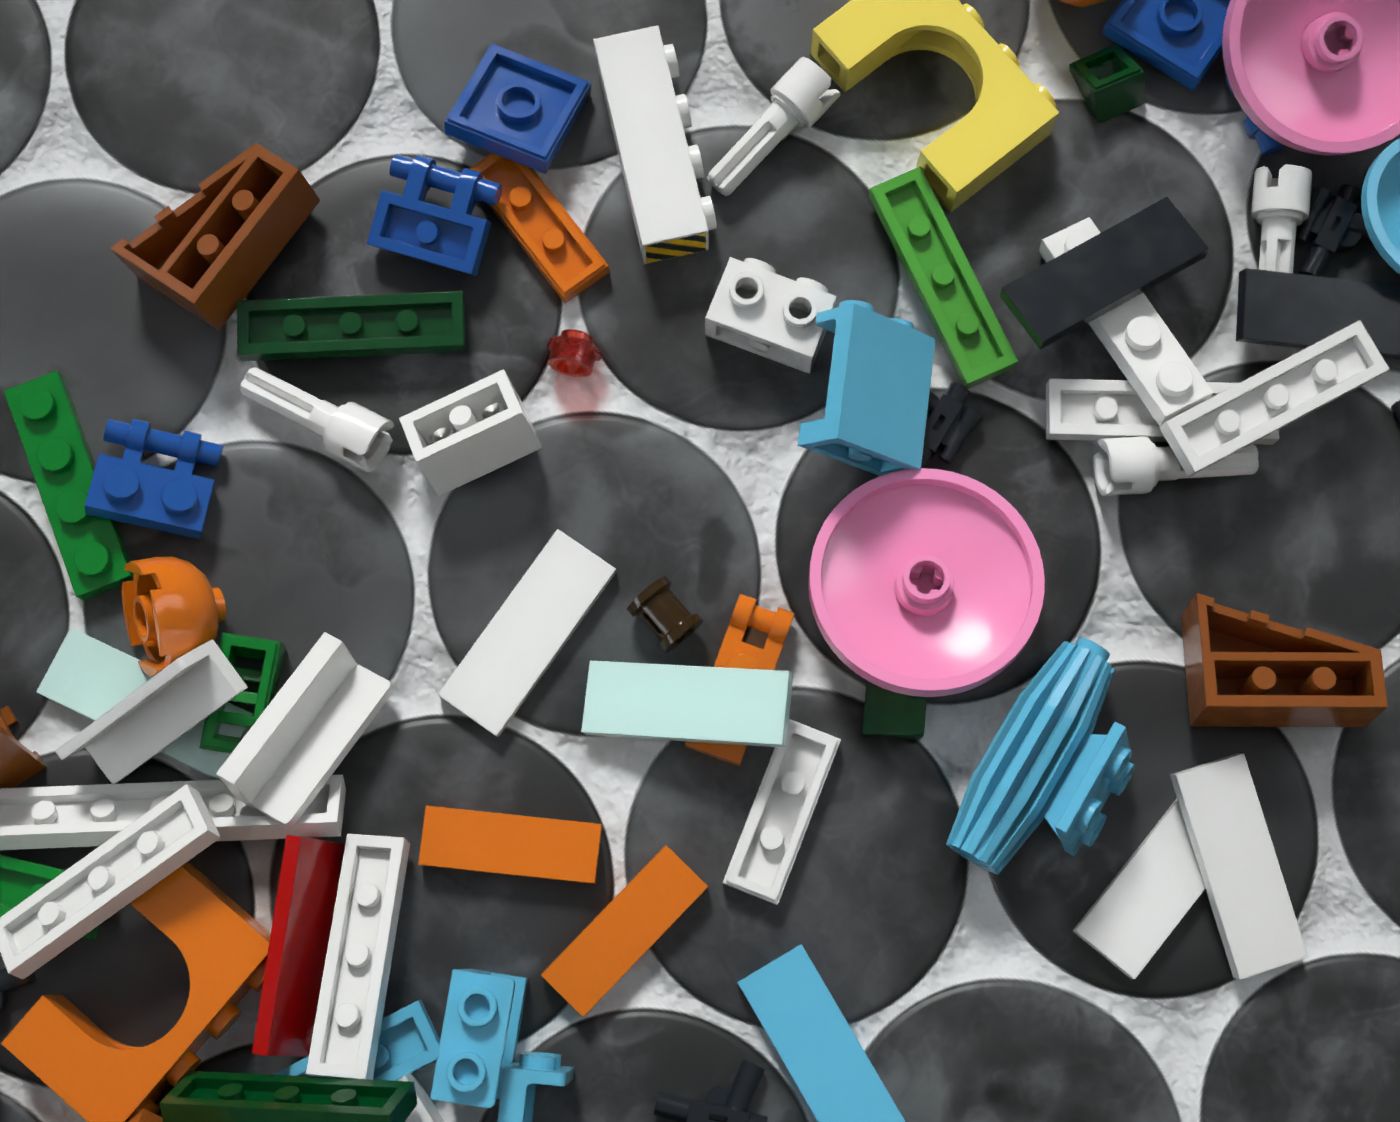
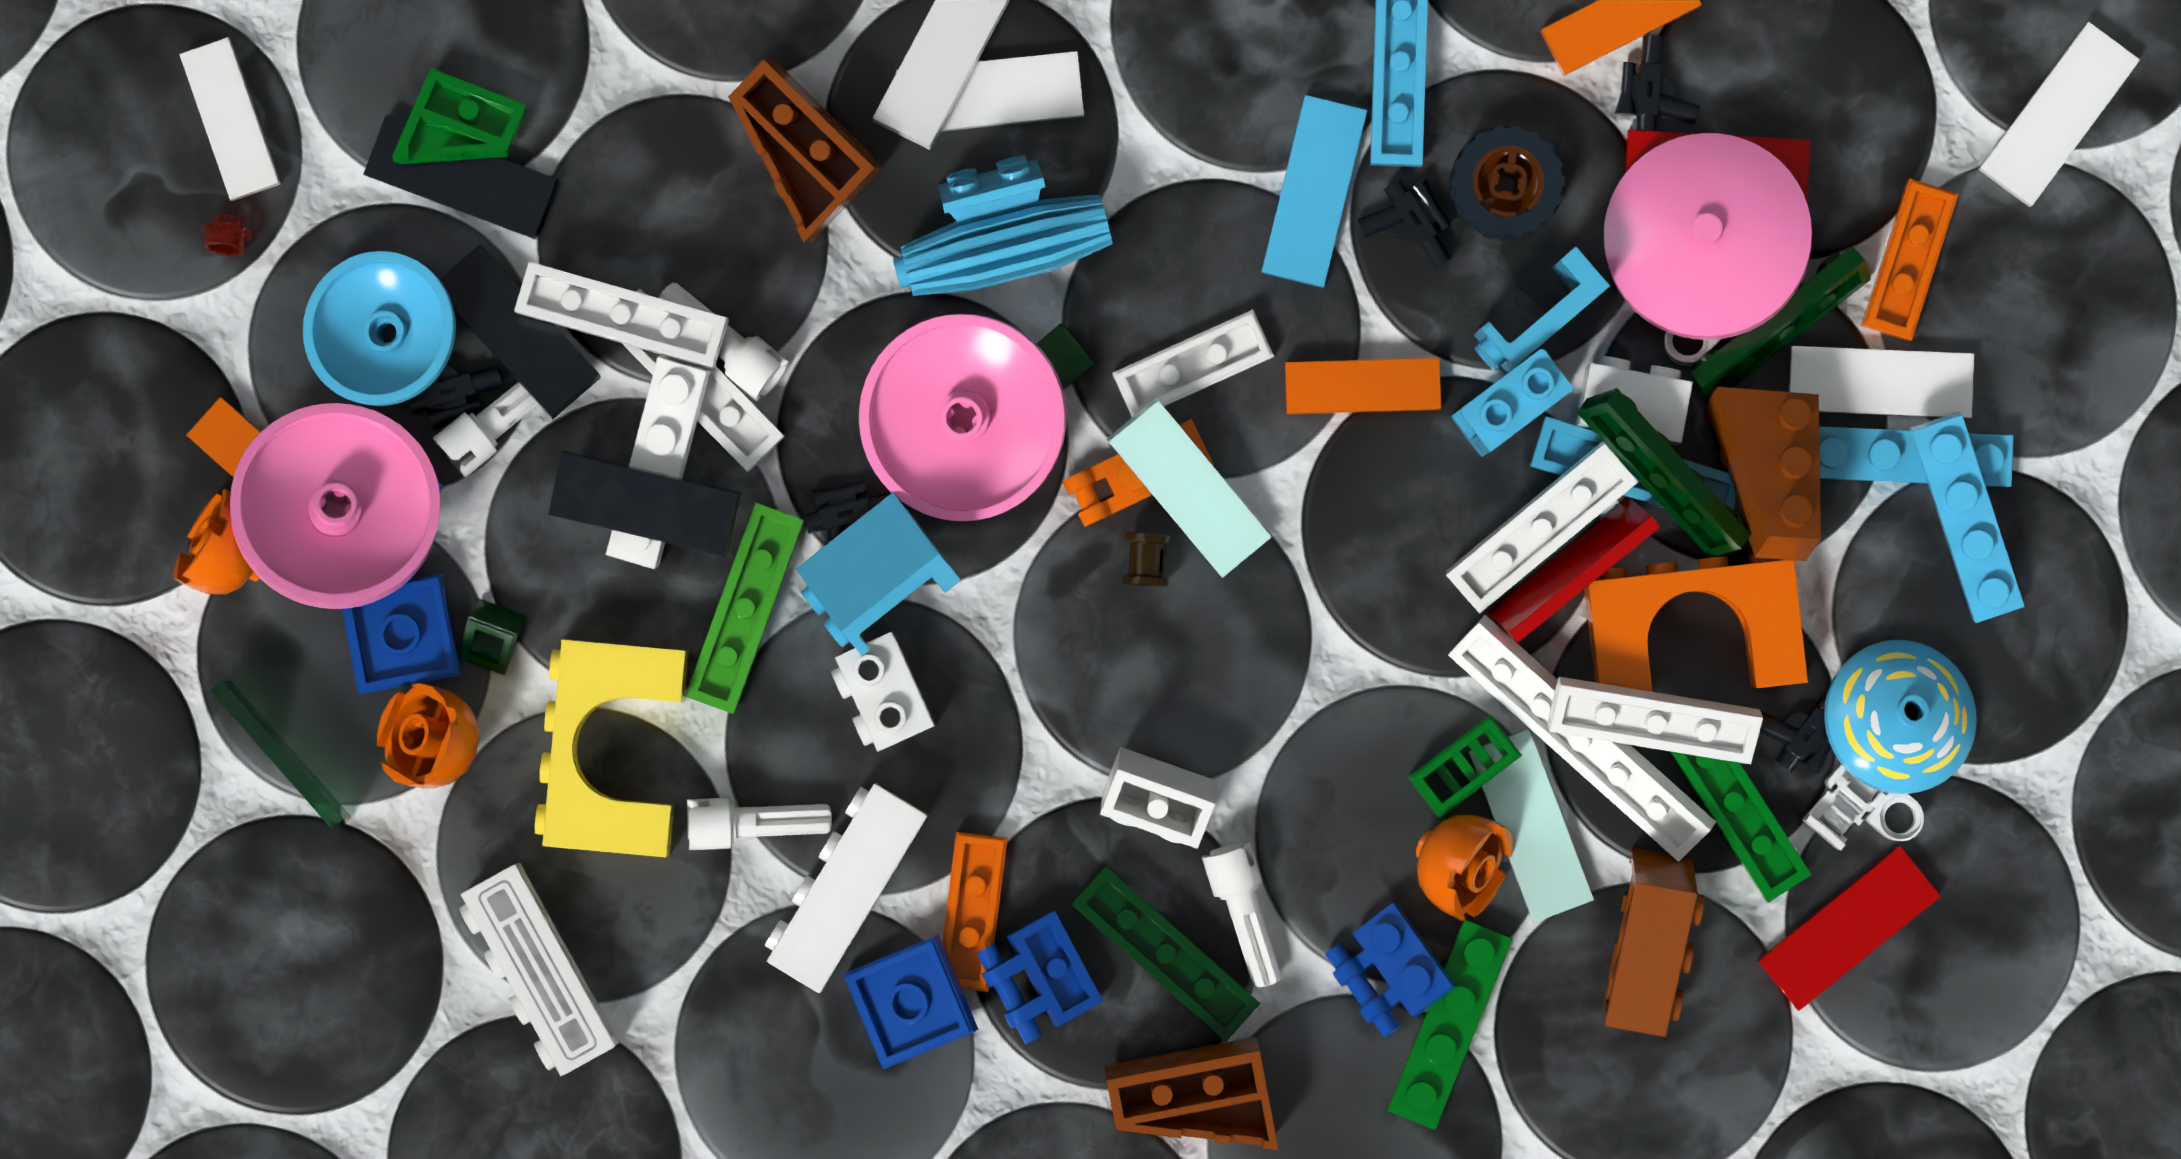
camera: 140 degrees left, 10 degrees up
(158, 712) = (1527, 800): white panel -> none
(304, 732) = (1445, 699): white panel -> none
(510, 844) = (1383, 509): orange tile -> none
(527, 633) = (1244, 635): white piece -> none
(573, 353) = (1037, 793): clear red plate -> none

